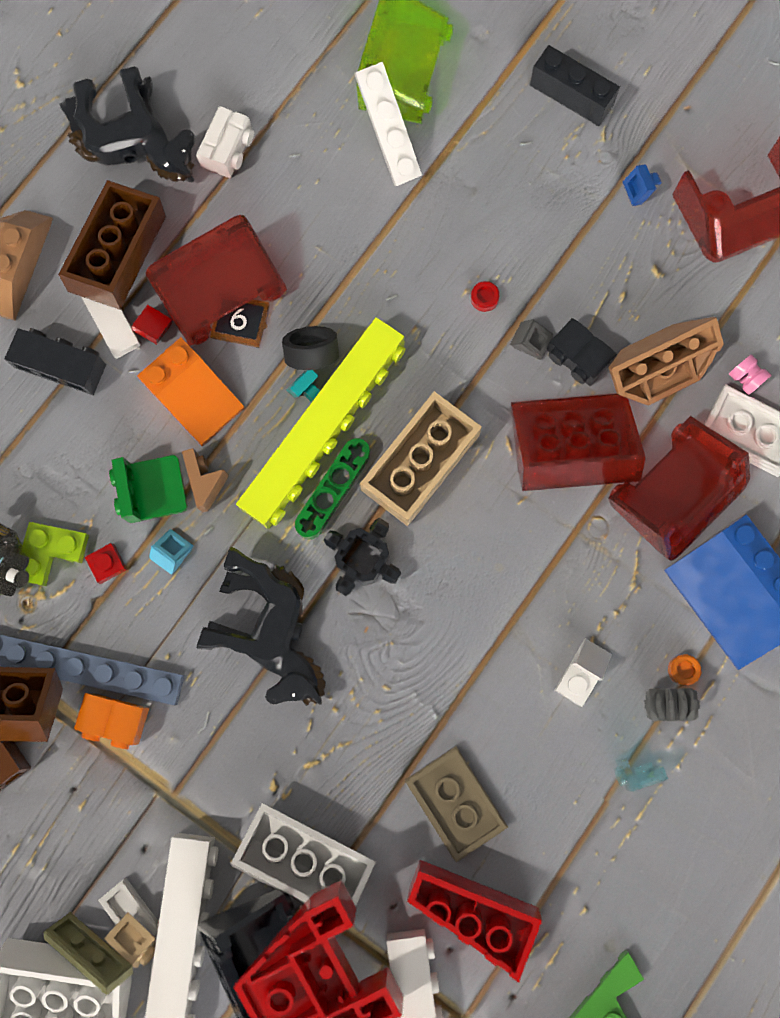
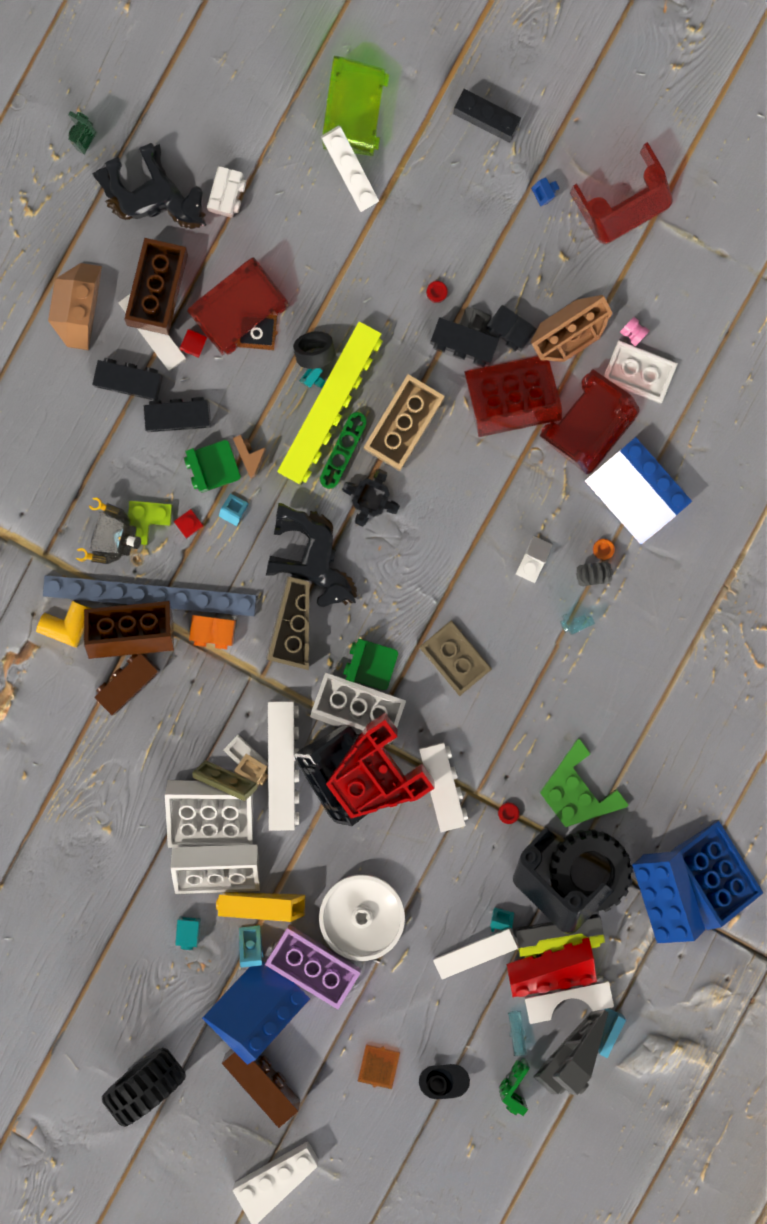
camera: 10 degrees left, 10 degrees up
(51, 48) = (82, 132): none -> clear green bracket
(113, 414) = (177, 415): none -> black brick
(191, 391) = (231, 392): orange slope -> none
(222, 734) = (291, 629): none -> dark tan wedge
(331, 798) = (371, 664): none -> green bracket
(478, 915) = (477, 726): red wedge -> none
(515, 362) = (464, 342): none -> black brick

